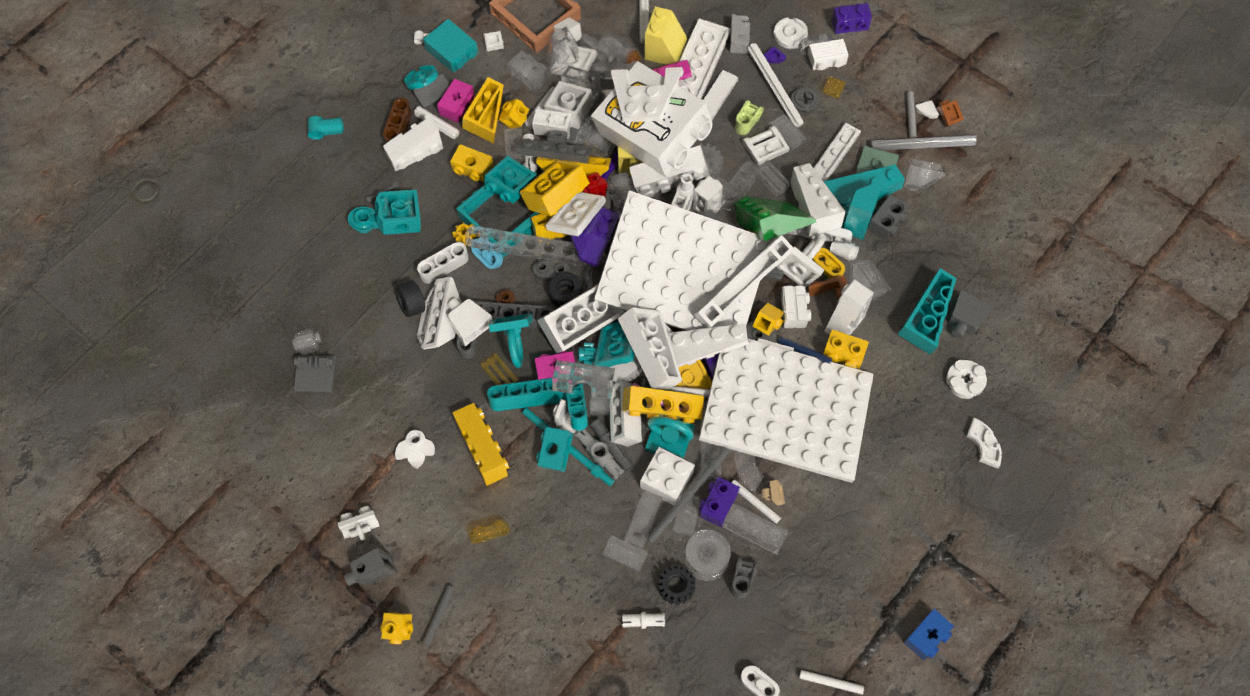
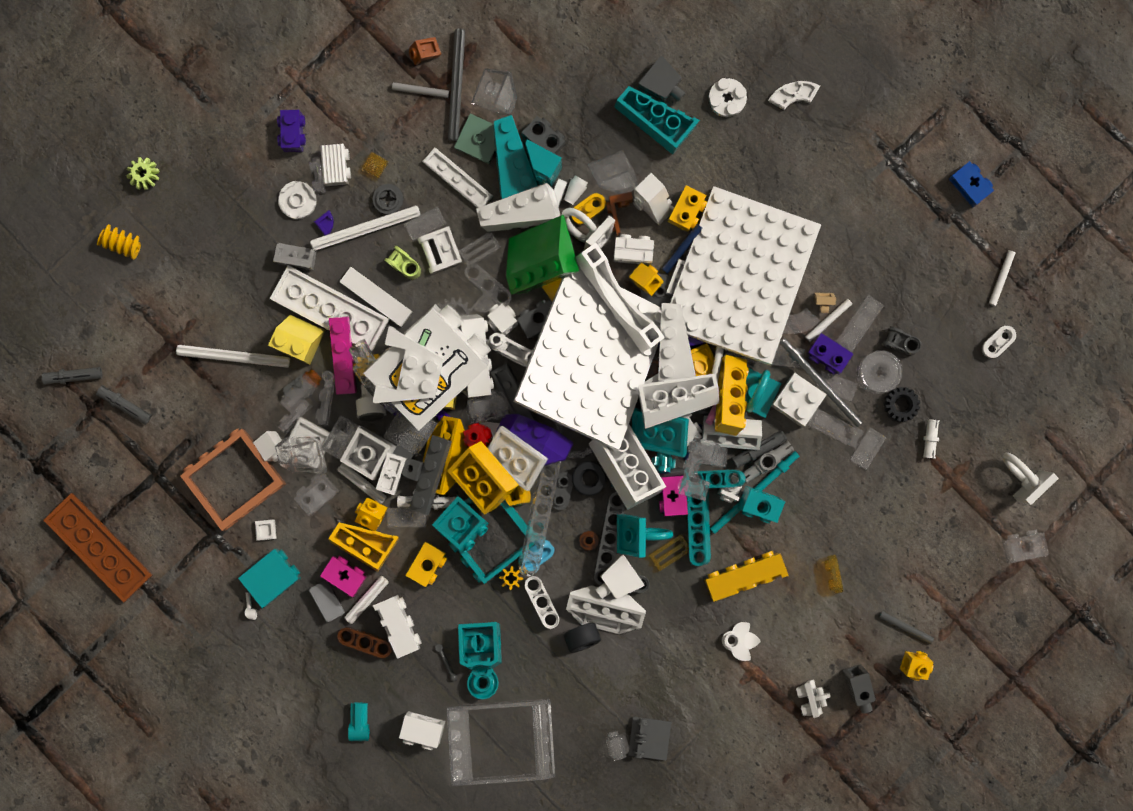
camera: 85 degrees left, 20 degrees up
(303, 210) = (461, 748): none -> clear window
(317, 172) = (421, 730): none -> white brick
(421, 78) = (309, 613): teal tile -> none
(927, 109) = (416, 72): white tile -> none

